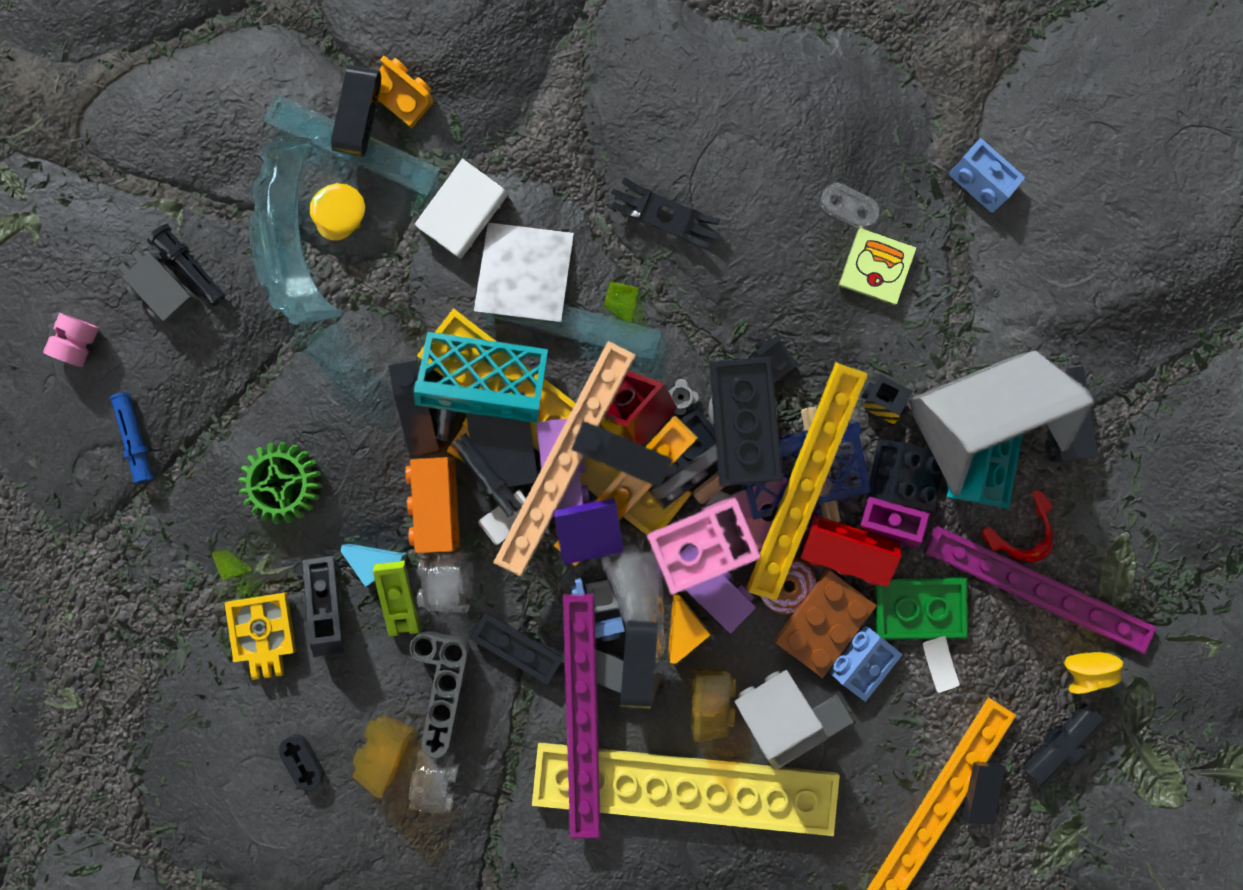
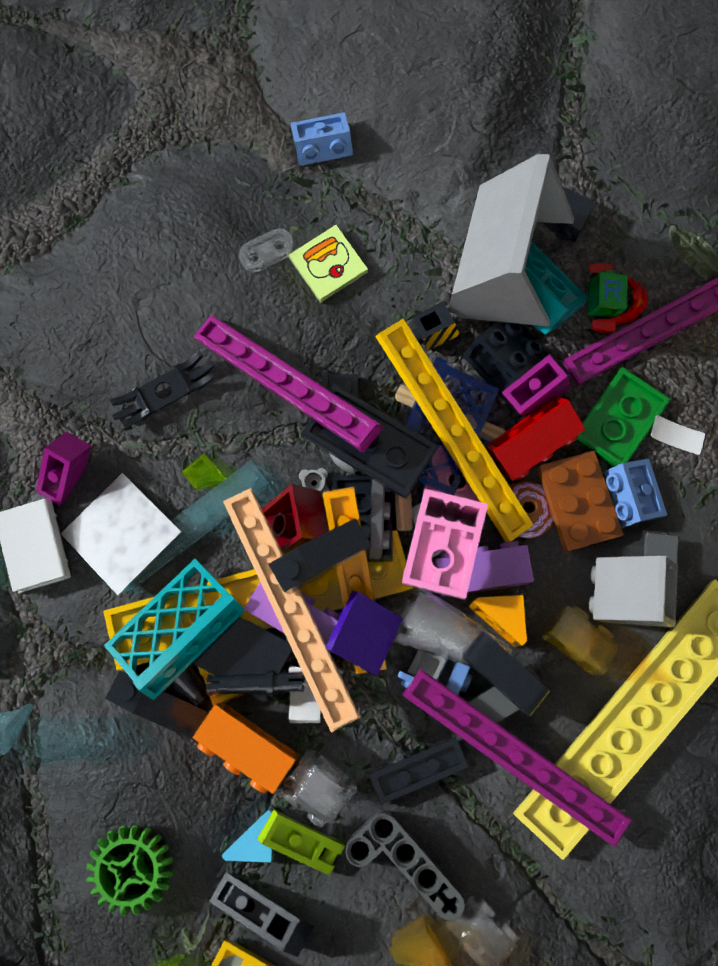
camera: 50 degrees left, 10 degrees down
(540, 182) = (62, 467): none -> magenta slope
(744, 316) = (289, 384): none -> magenta tile
(1021, 523) = (607, 294): none -> green brick

